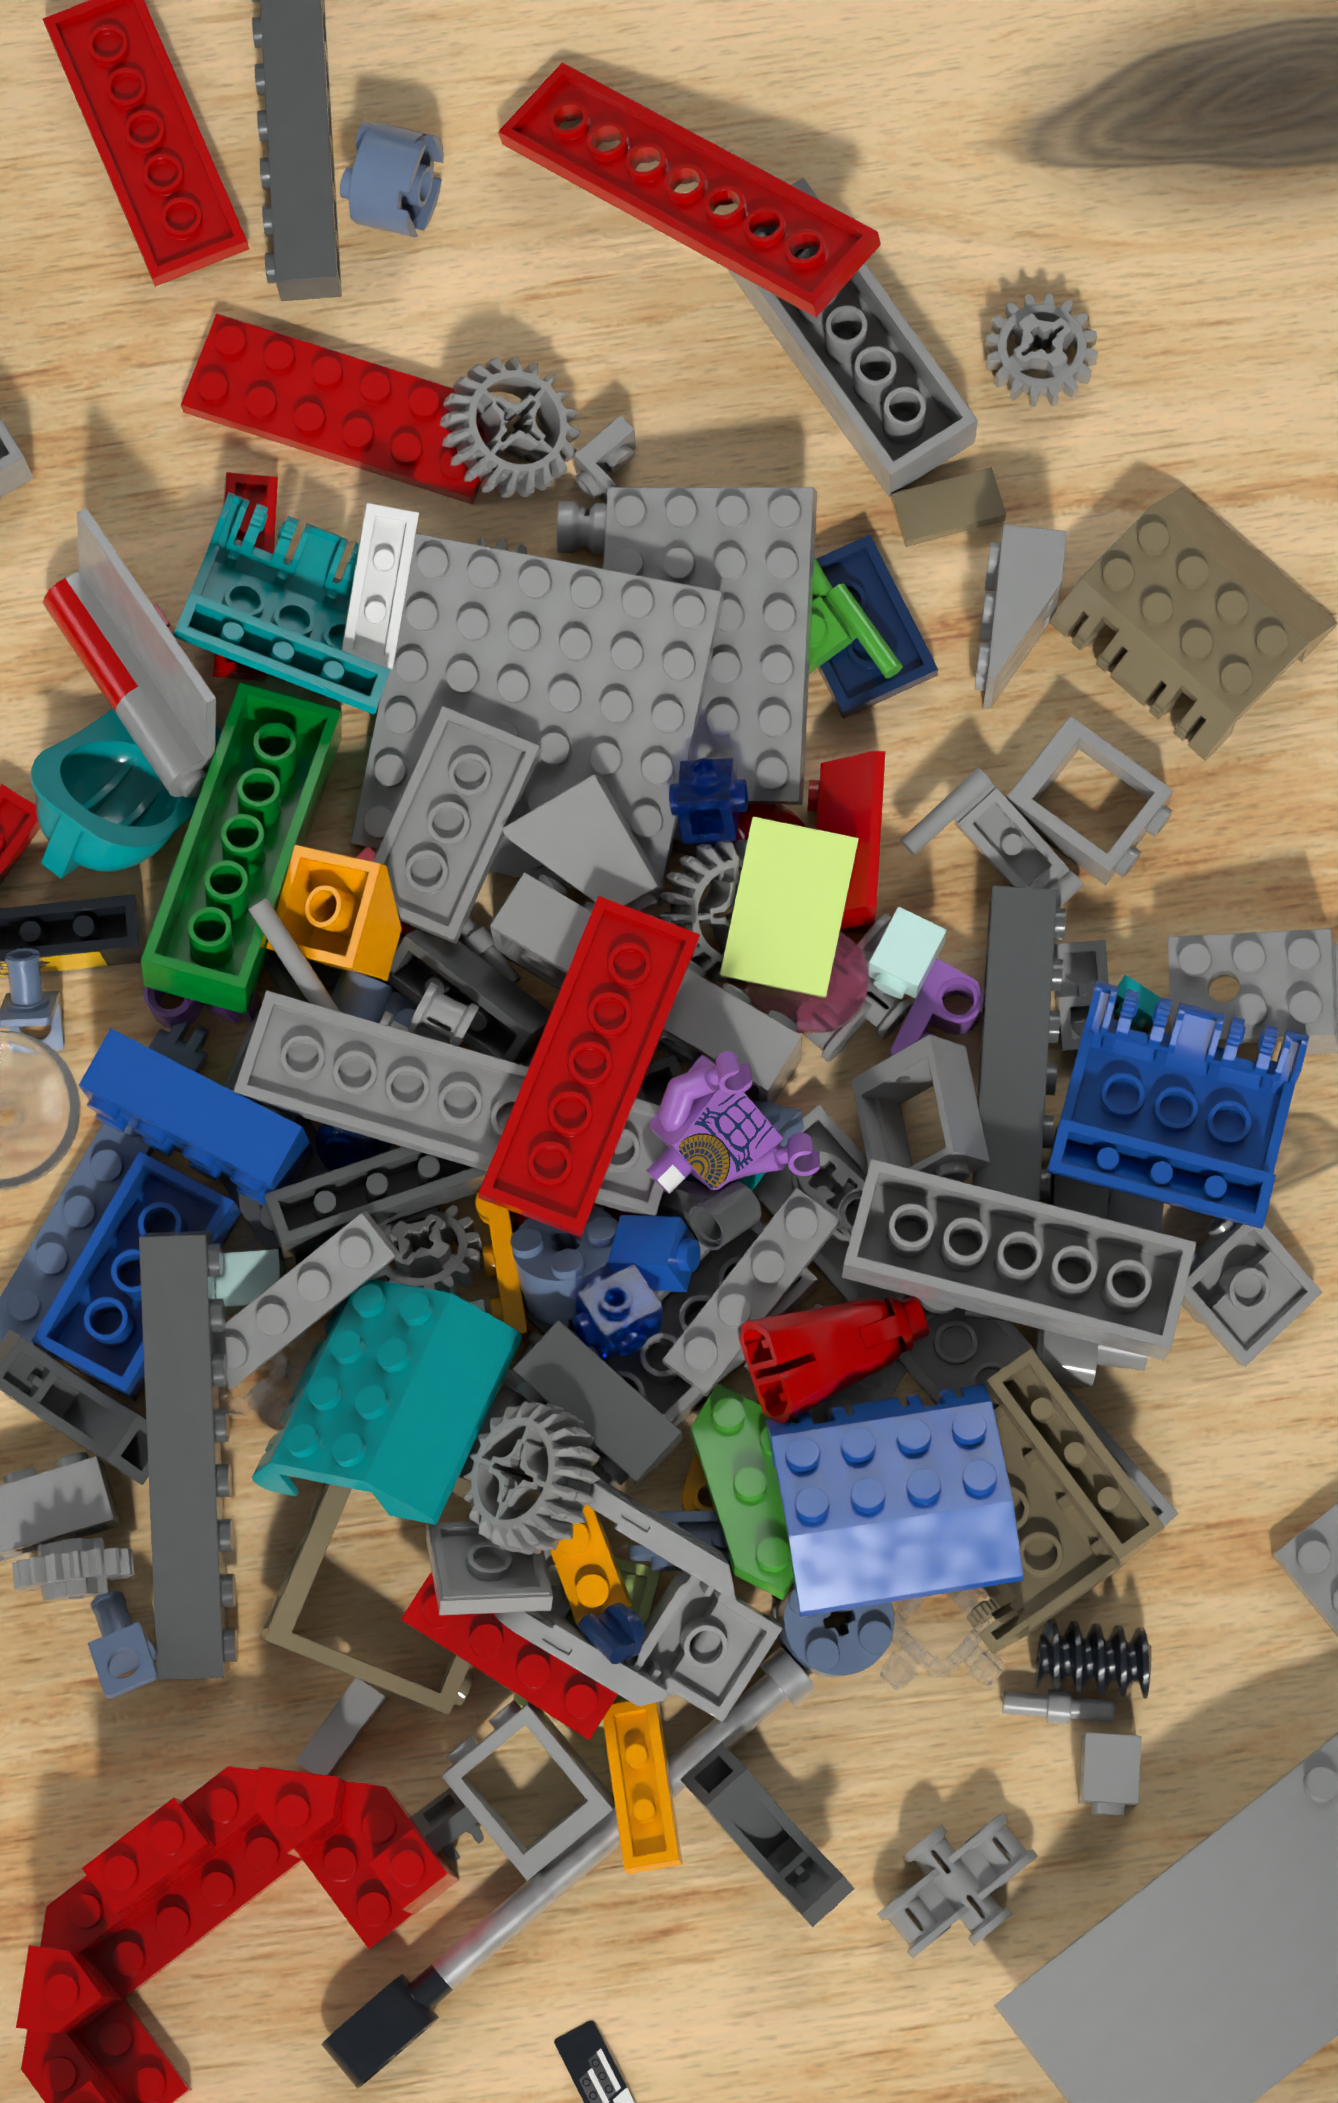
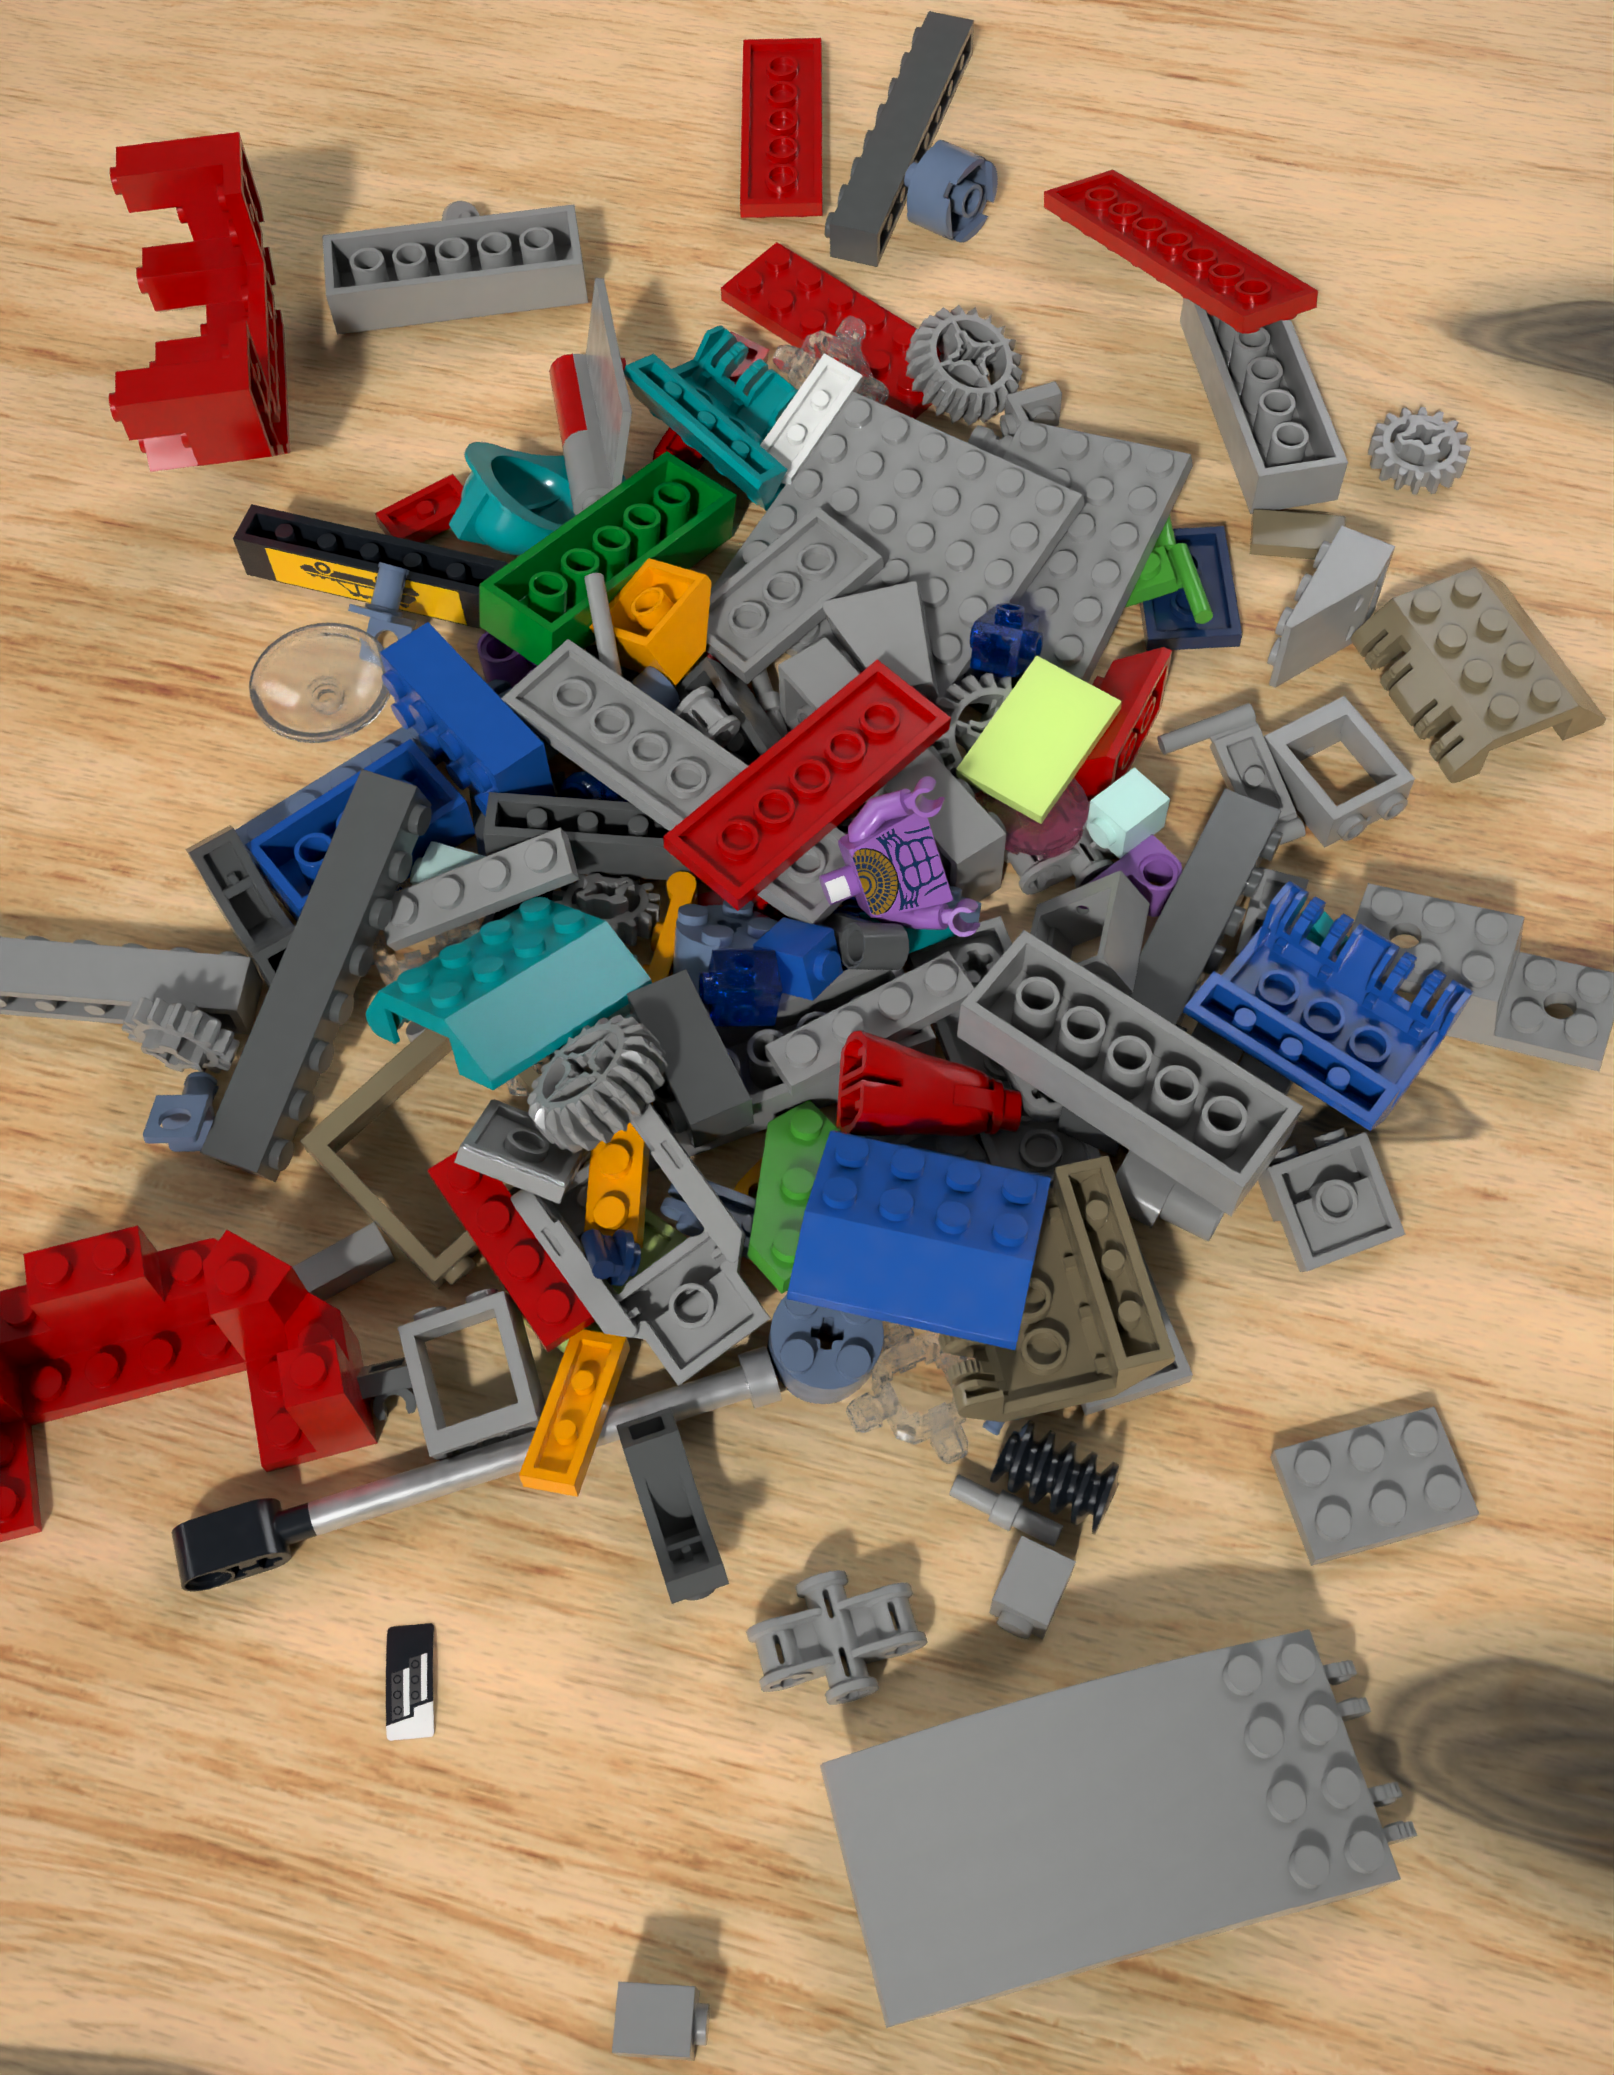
camera: 20 degrees right, 15 degrees down
(371, 440) = (846, 347): none -> clear piece

